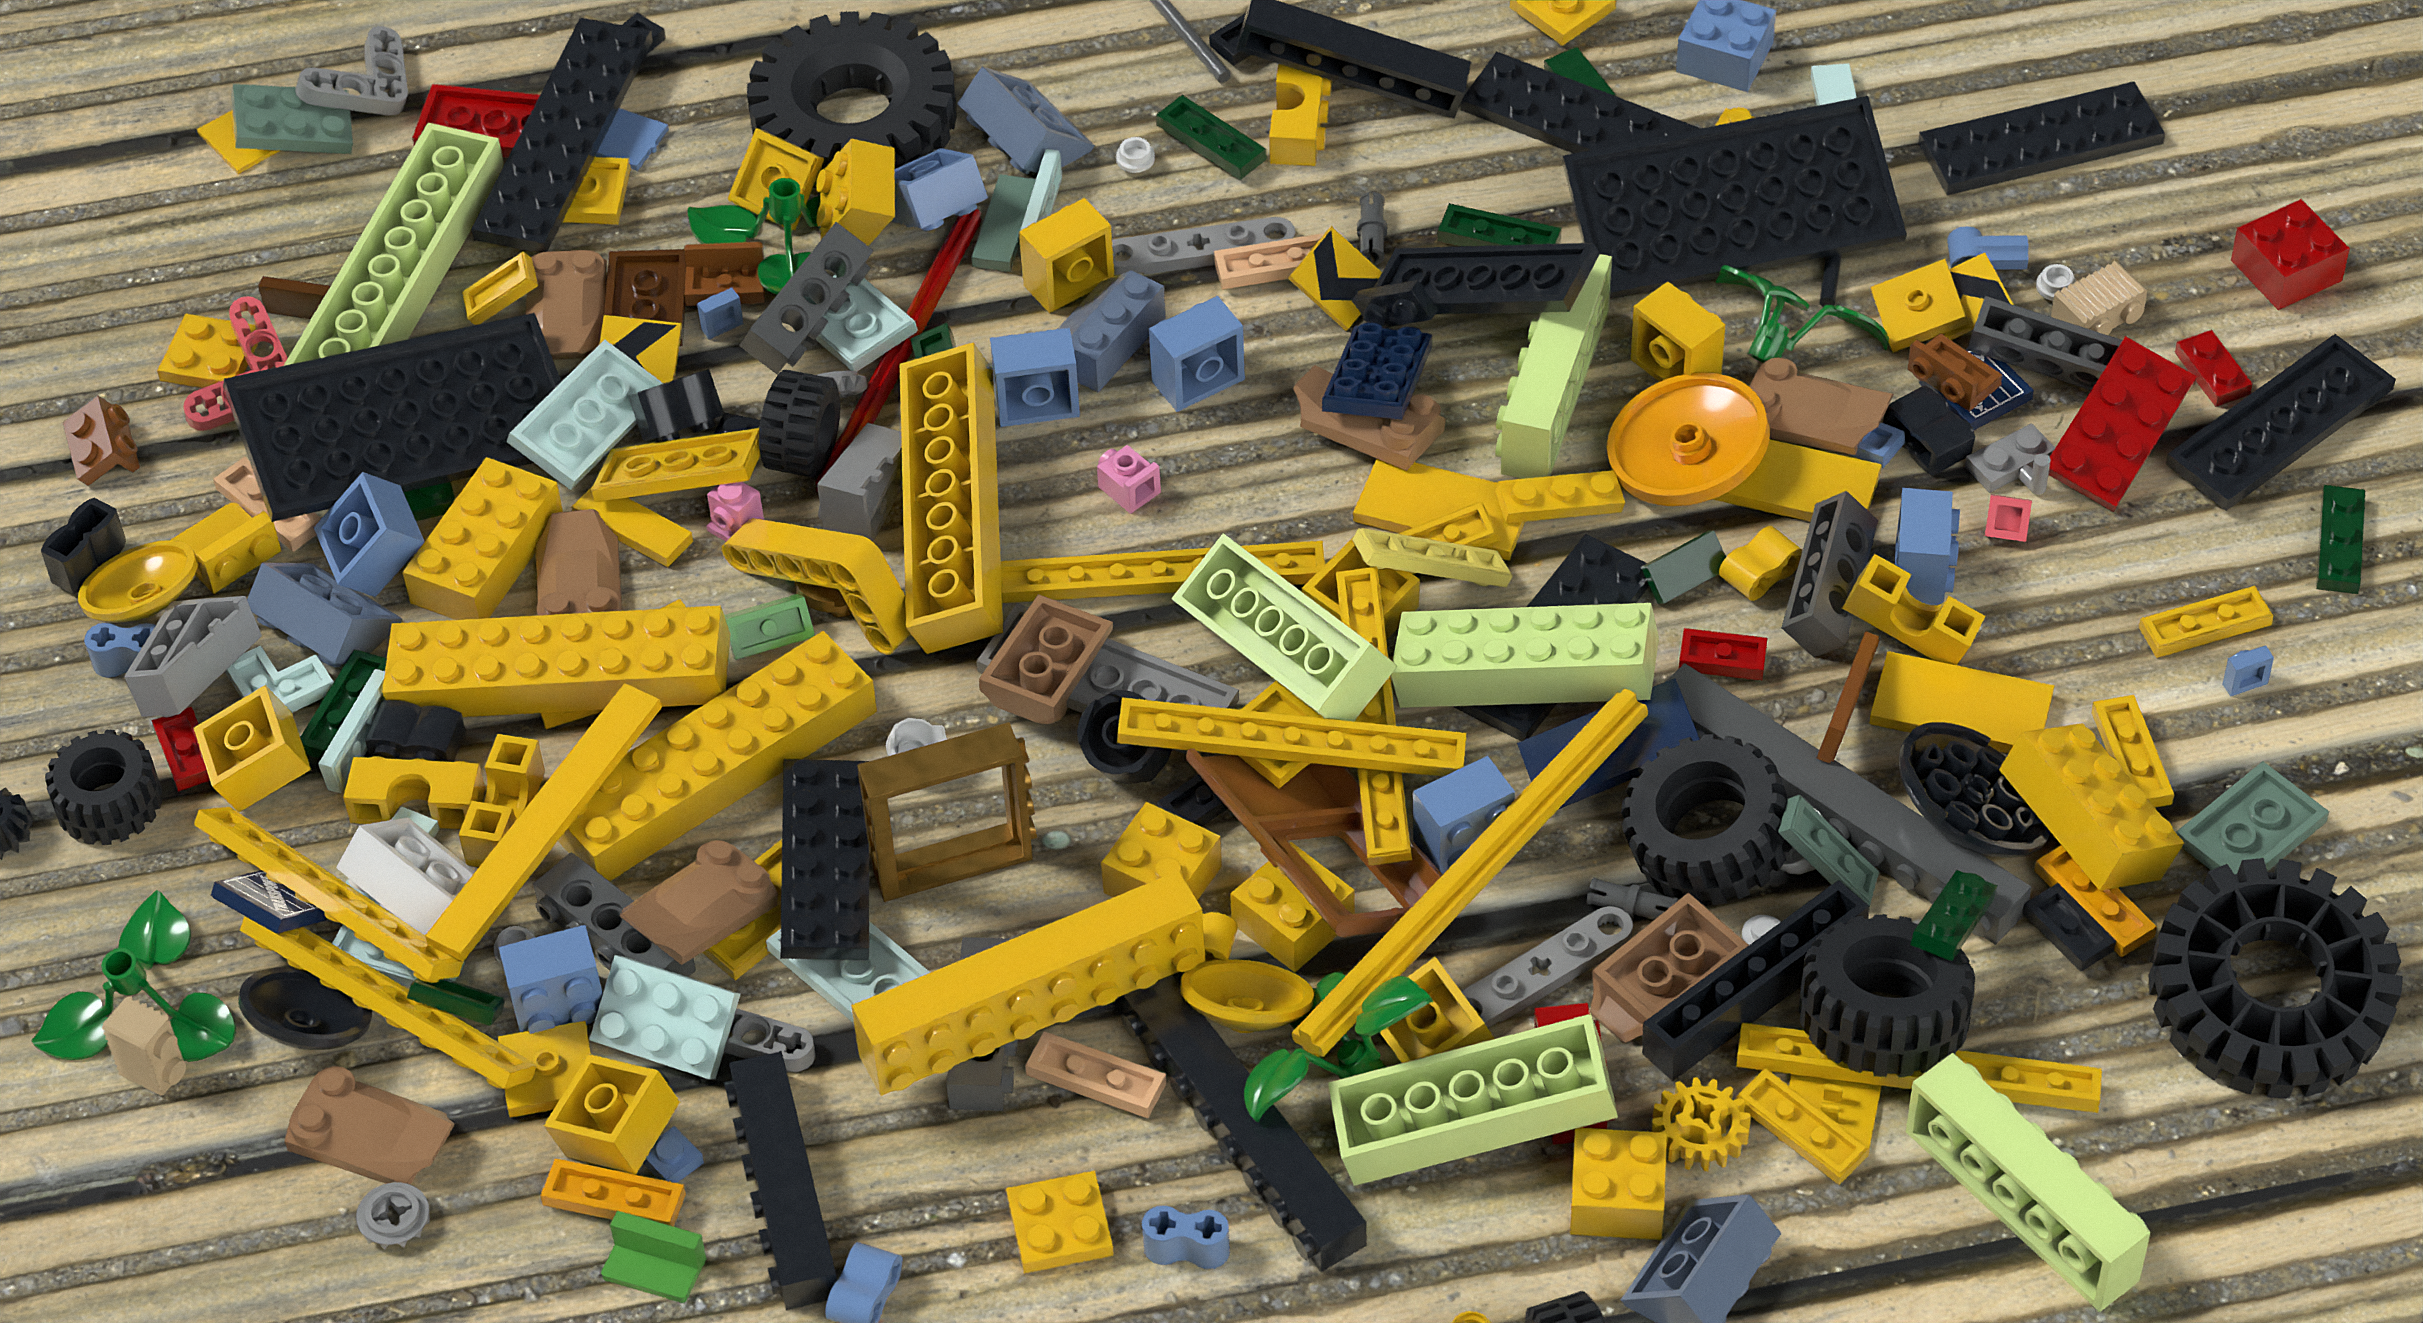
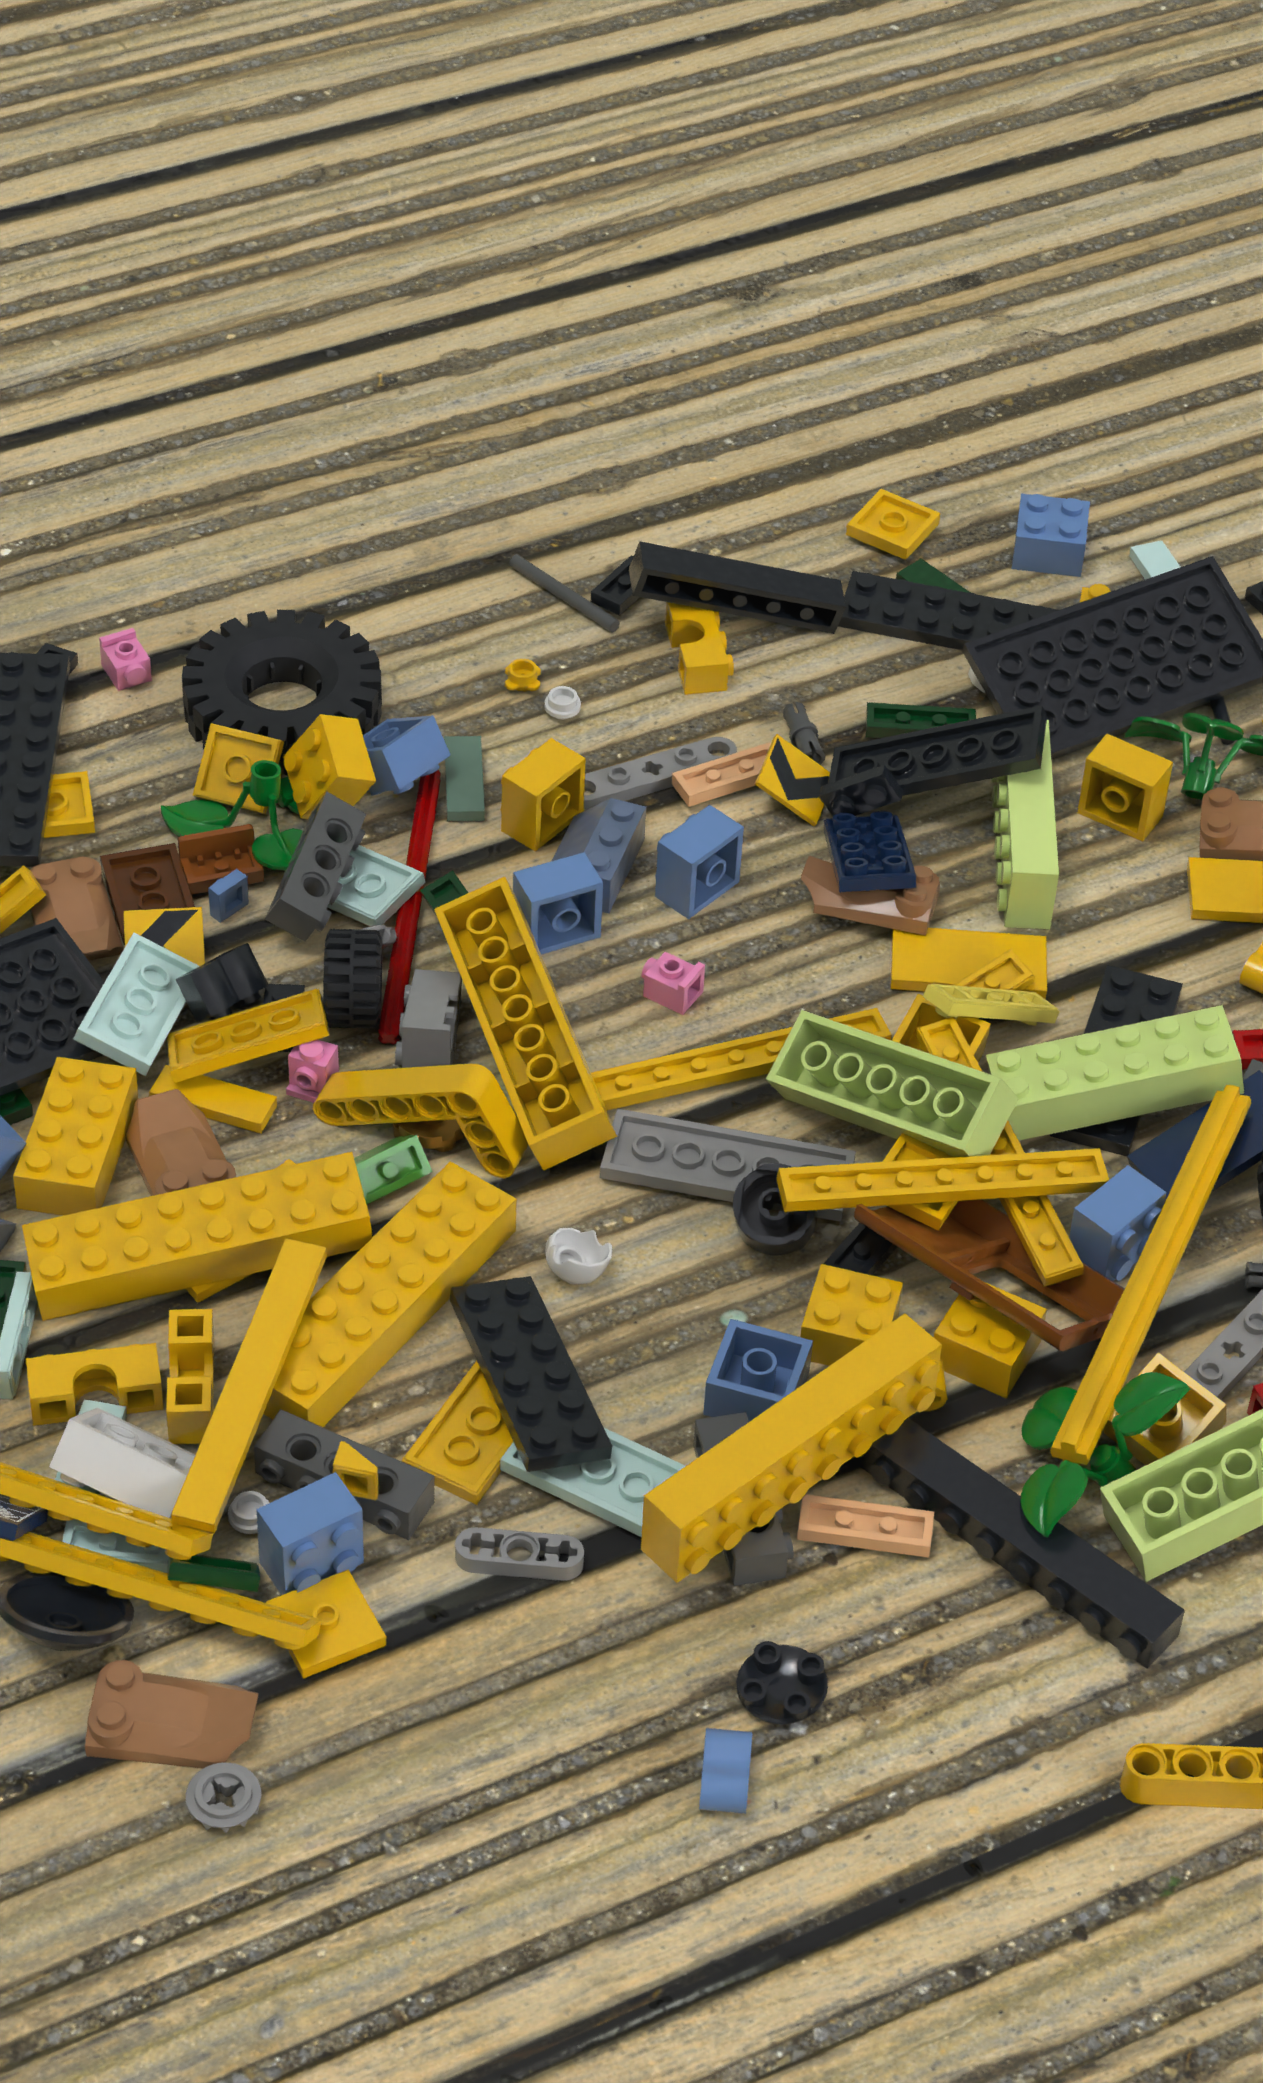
camera: 20 degrees left, 5 degrees down
(415, 732) = (74, 1325): black brick -> none
(604, 1191) = (441, 1732): light orange plate -> none
(607, 929) = (356, 1472): none -> yellow slope
(612, 1113) = (418, 1651): yellow brick -> none
(632, 138) = (80, 753): medium blue piece -> none
(654, 1257) = (504, 1784): bright green panel -> none
(664, 1017) = (431, 1549): light aqua plate -> none
(673, 1157) = (482, 1684): medium blue plate -> none
(703, 902) = (431, 1431): medium nougat slope -> none
(710, 41) = (125, 659): none -> bright pink brick
(783, 1180) = (607, 1685): black brick -> none
(952, 1214) = (782, 1683): none -> black dish
(960, 856) = (612, 1369): pearl gold window -> none
(1021, 120) = (447, 689): sand blue slope -> none
(1038, 892) = (755, 1370): none -> medium blue brick
(1044, 660) = (670, 1154): medium nougat slope -> none
(1045, 188) = (494, 753): light aqua tile -> none
(1059, 1222) = (885, 1671): yellow plate -> none
(1106, 118) = (522, 675): none -> yellow plate
(1186, 1237) = (1015, 1660): medium blue axle -> none
(1211, 137) = (626, 677): dark green plate -> none
(1246, 994) = (987, 1423): yellow dish -> none
(1560, 496) = (1072, 936): yellow plate -> none
(1684, 567) = (1209, 978): tile -> none
(1688, 439) = (1168, 868): light orange dish -> none

